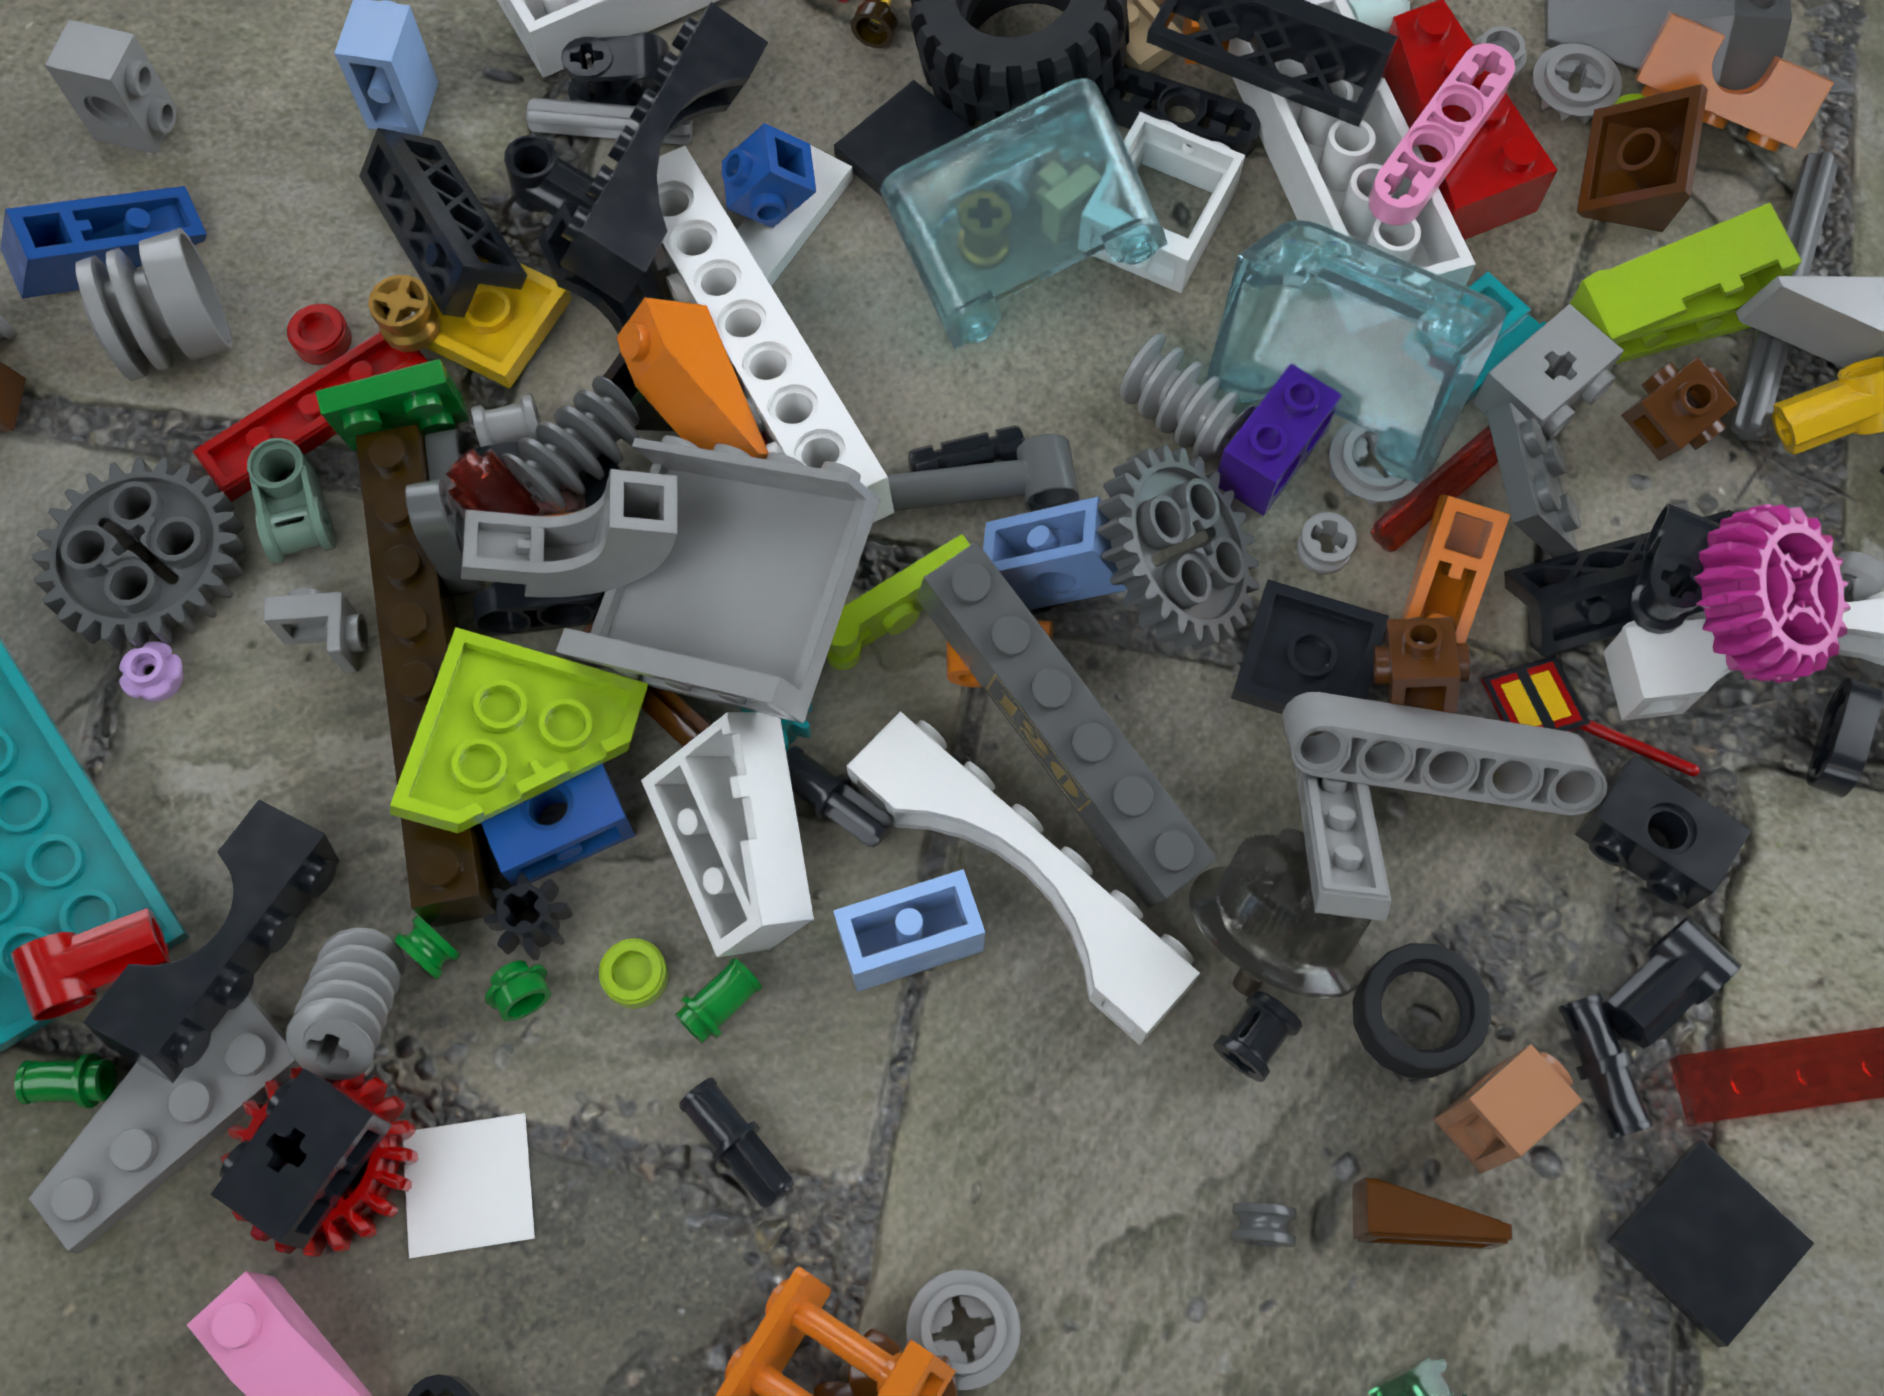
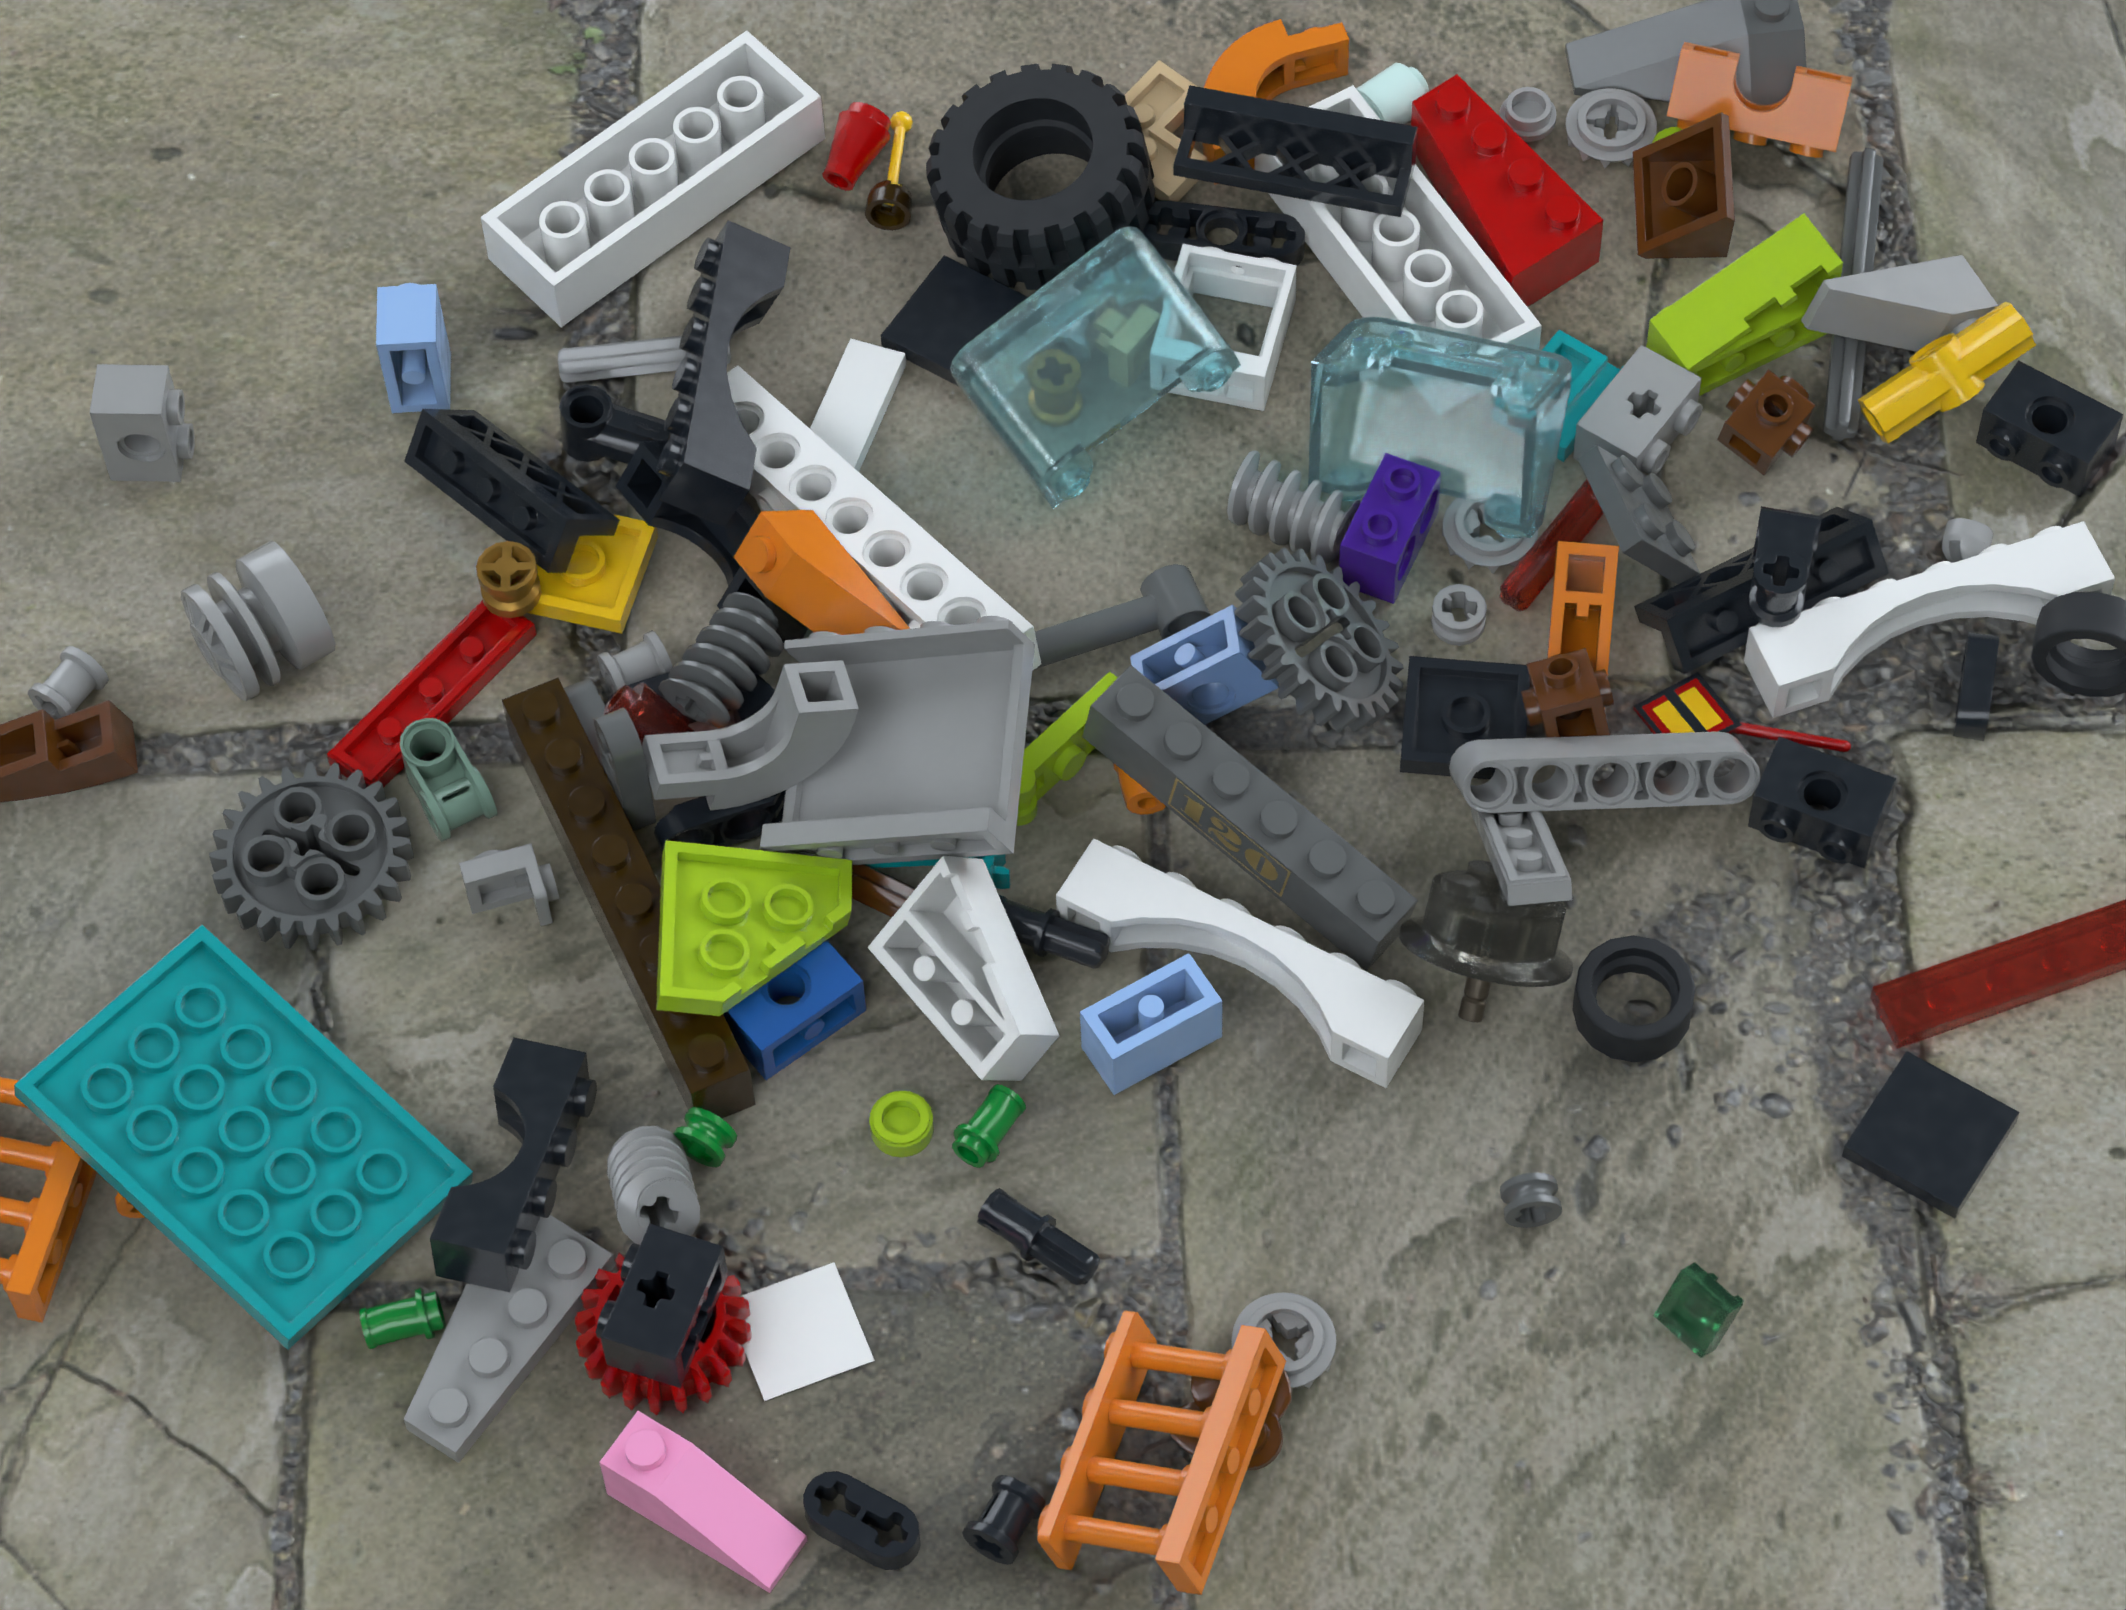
camera: 10 degrees left, 10 degrees down
(49, 238) = (143, 580): blue slope -> none
(69, 968) = (392, 1211): red piece -> none
(160, 683) = (360, 974): lavender plate -> none
(319, 334) = (413, 621): red tile -> none
(393, 400) = (527, 661): green plate -> none
(518, 990) = (800, 1156): green plate -> none
(534, 900) = (792, 1091): black gear -> none
(620, 67) = (643, 304): black piece -> none
(768, 176) = (831, 378): blue brick -> none
(968, 450) = (1093, 598): black axle -> none
(1258, 1035) = (1490, 1049): black bush -> none
(1405, 1217) = (1667, 1166): reddish brown slope -> none
(1442, 133) = (1486, 209): bright pink beam -> none
(1509, 1108) = (1721, 1051): nougat brick -> none
(1605, 1066) = (1808, 1009): black pin -> none
(1680, 972) = (1859, 917): black piece -> none
(1772, 593) = (1866, 564): dark pink gear -> none

